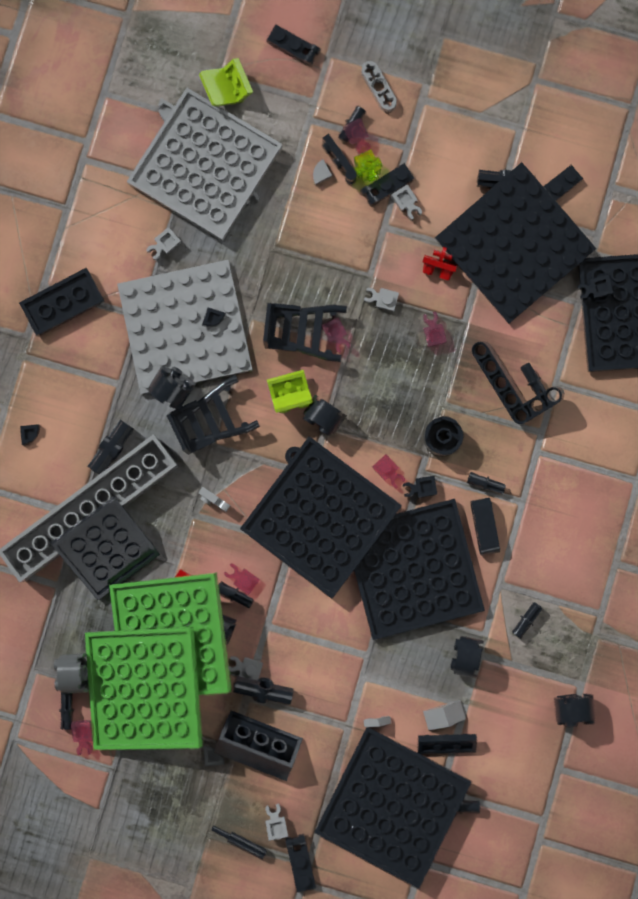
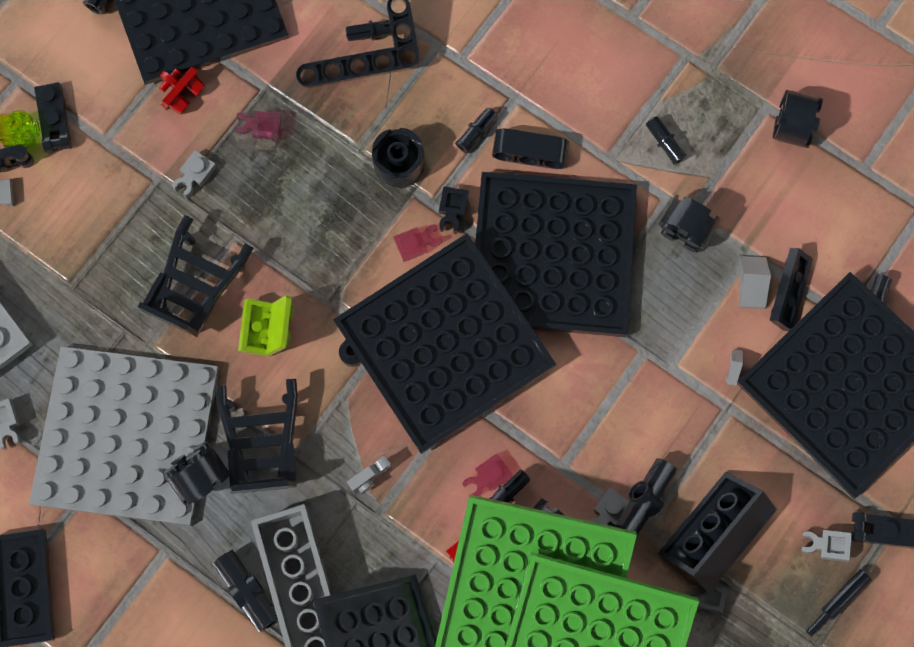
camera: 70 degrees left, 10 degrees down
(213, 317) = (128, 390): black tile -> none
(324, 415) = (313, 292): black brick -> none
(335, 332) = (212, 244): clear pink plate -> none
(405, 200) = (81, 101): light grey plate -> none

